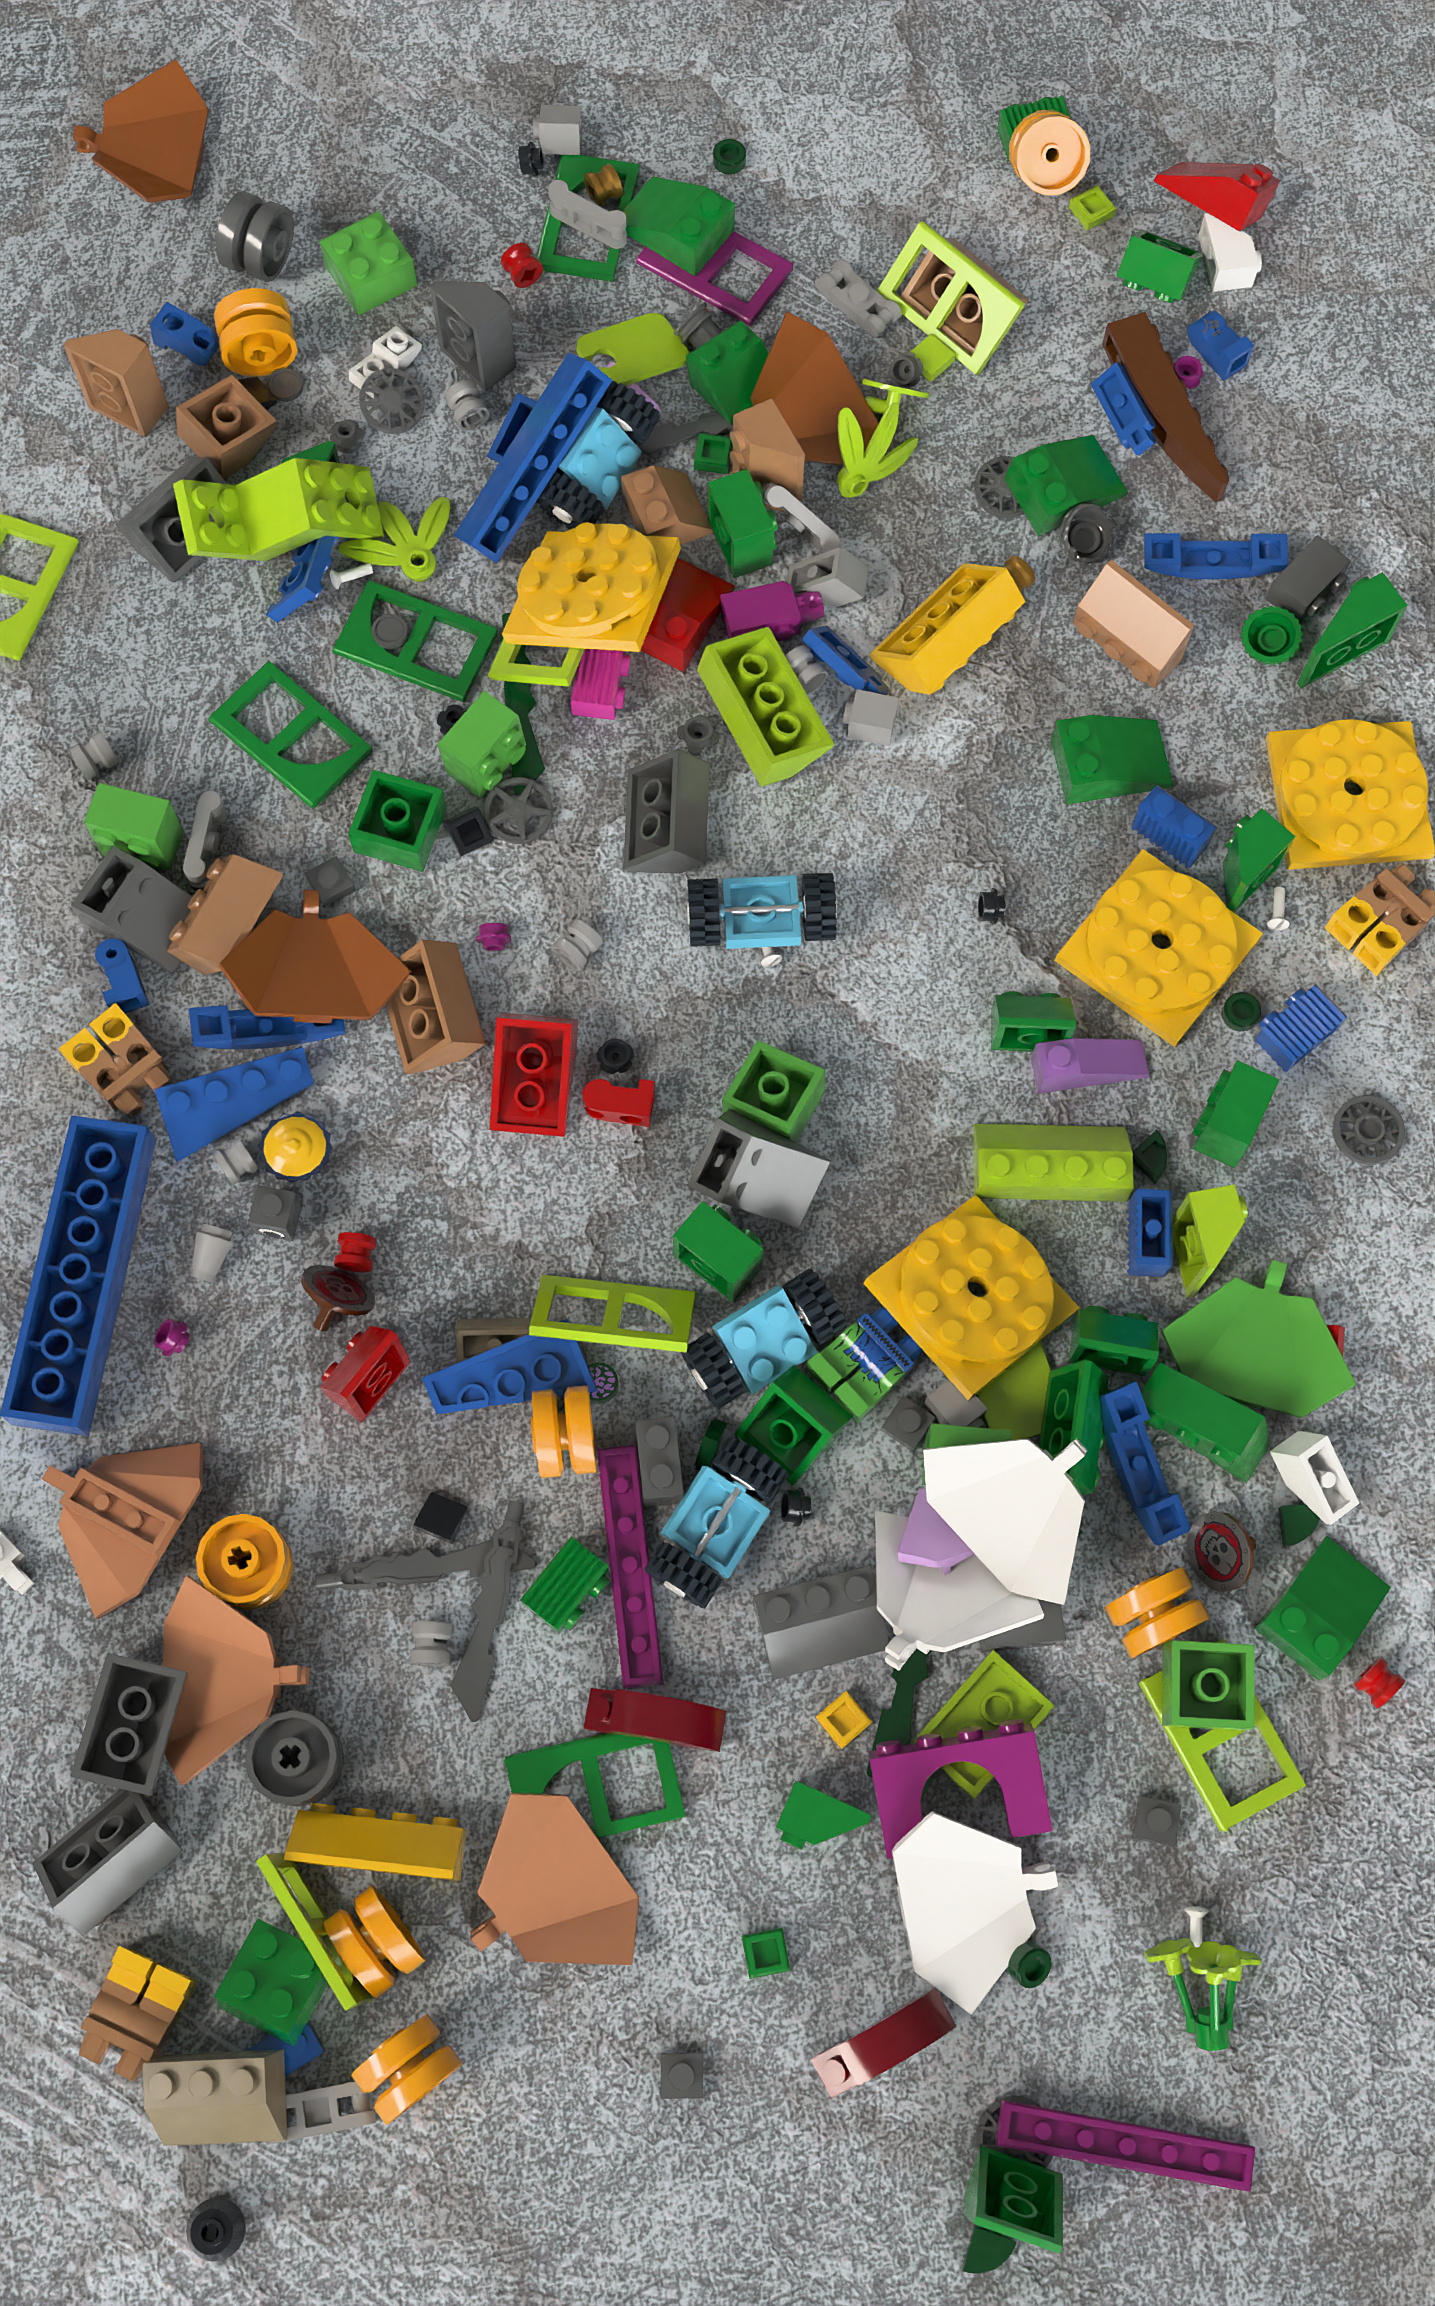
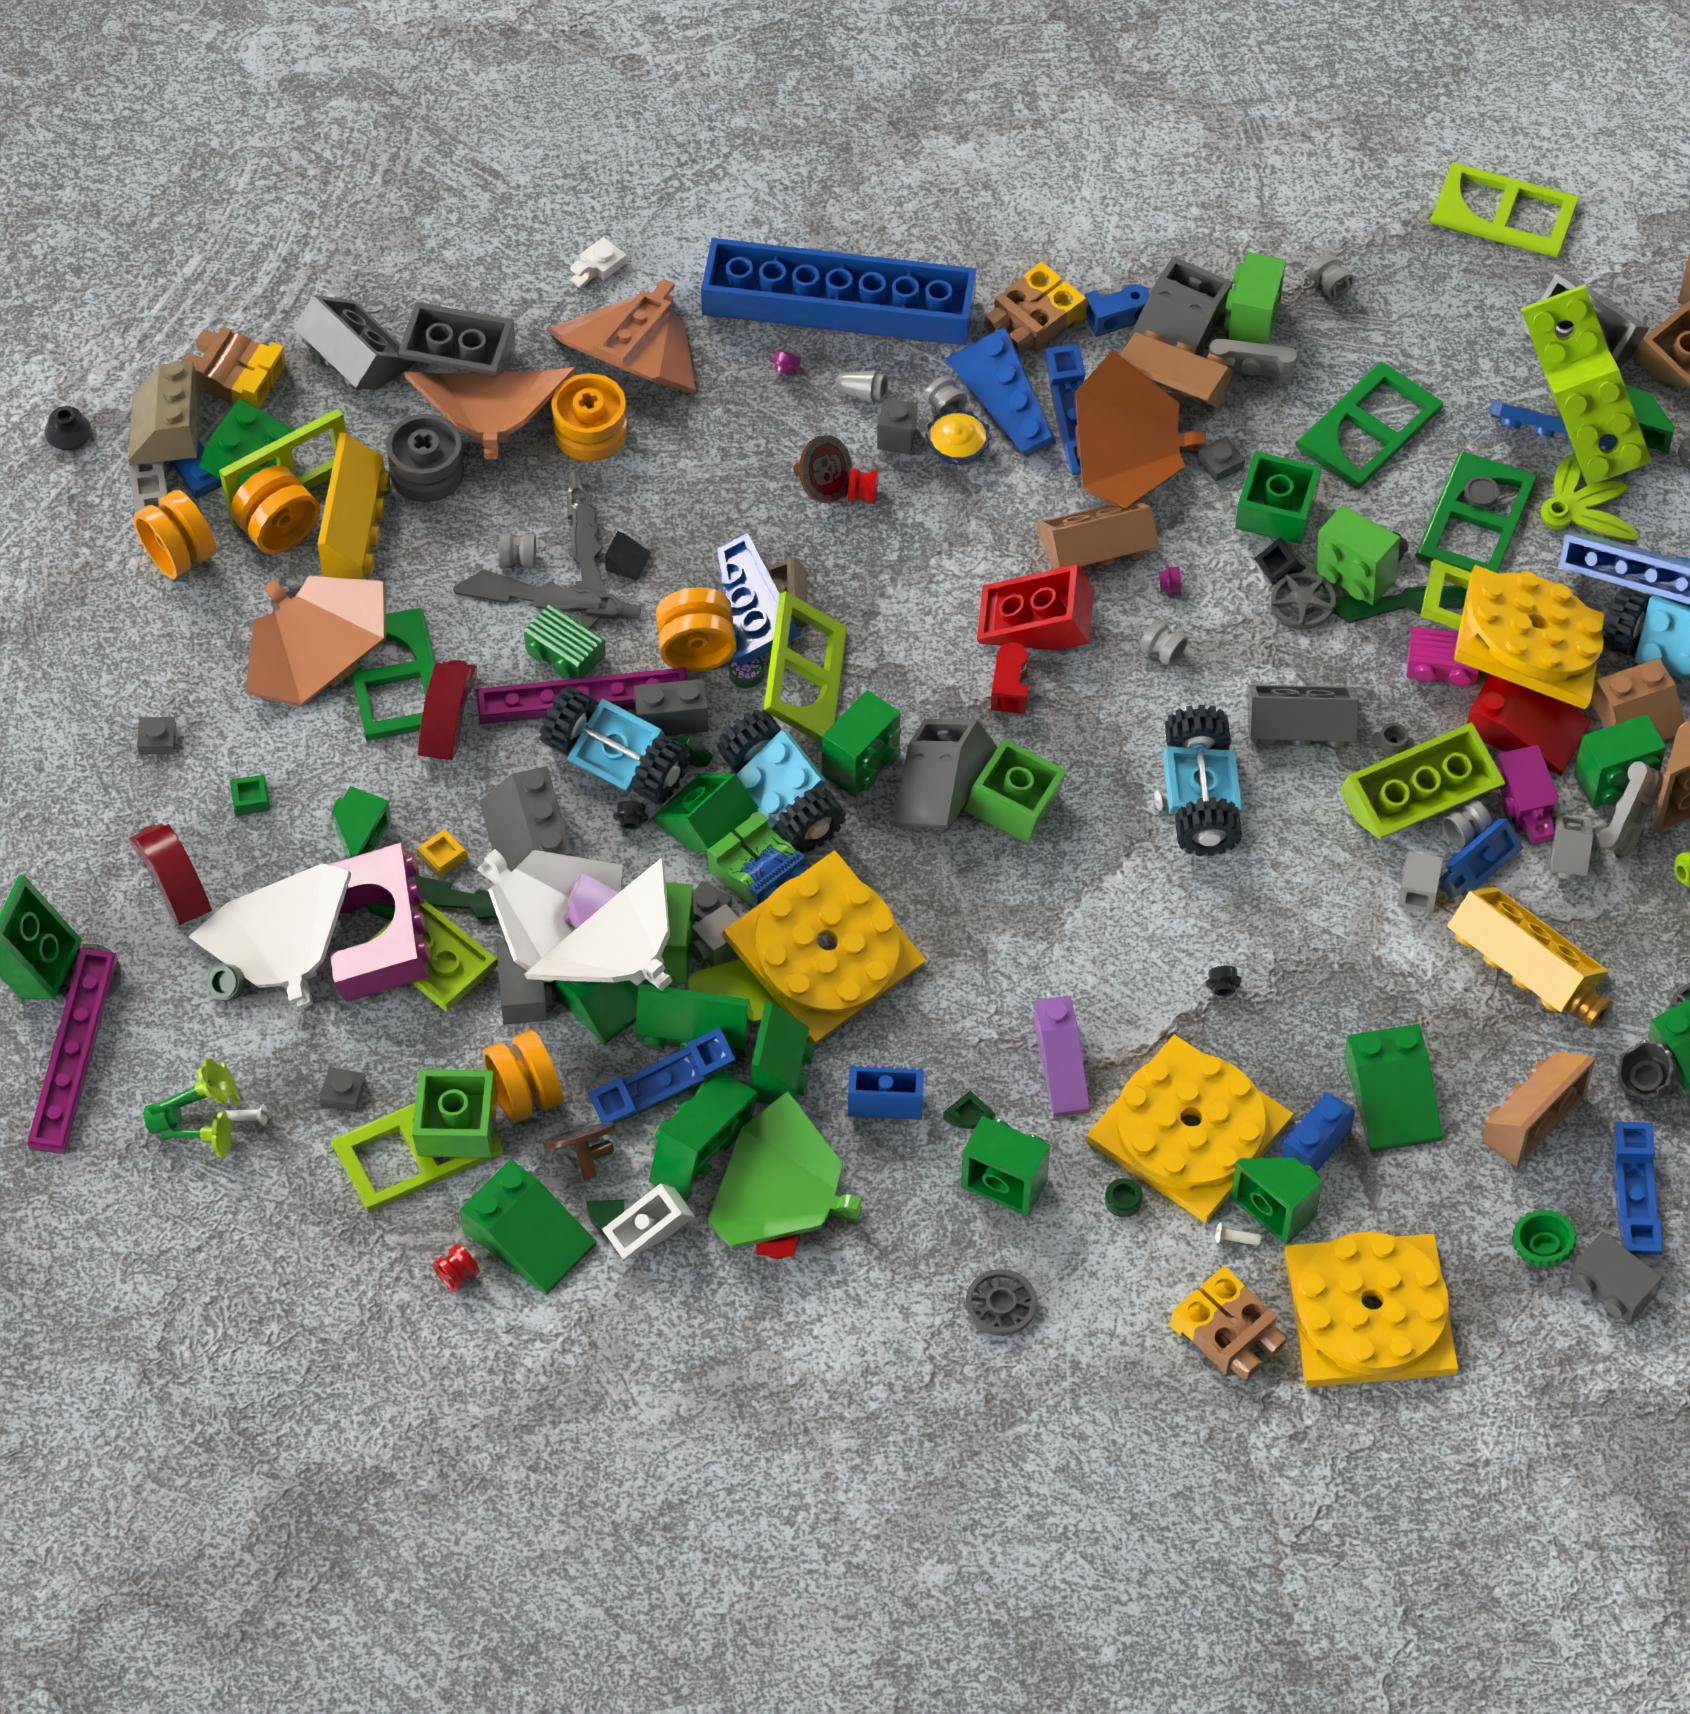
camera: 90 degrees right, 15 degrees down
(350, 574) = (1536, 451): white piece -> none
(365, 1371) = (748, 489): red slope -> none
(618, 1047) = (1059, 670): black plate -> none
(1024, 1021) = (1100, 1001): green slope -> none
(1052, 1162) = (961, 1021): lime slope -> none
(1204, 1232) = (872, 1121): lime slope -> none
(1299, 1027) = (1105, 1241): blue brick -> none
(1357, 628) = (1551, 1300): green slope -> none

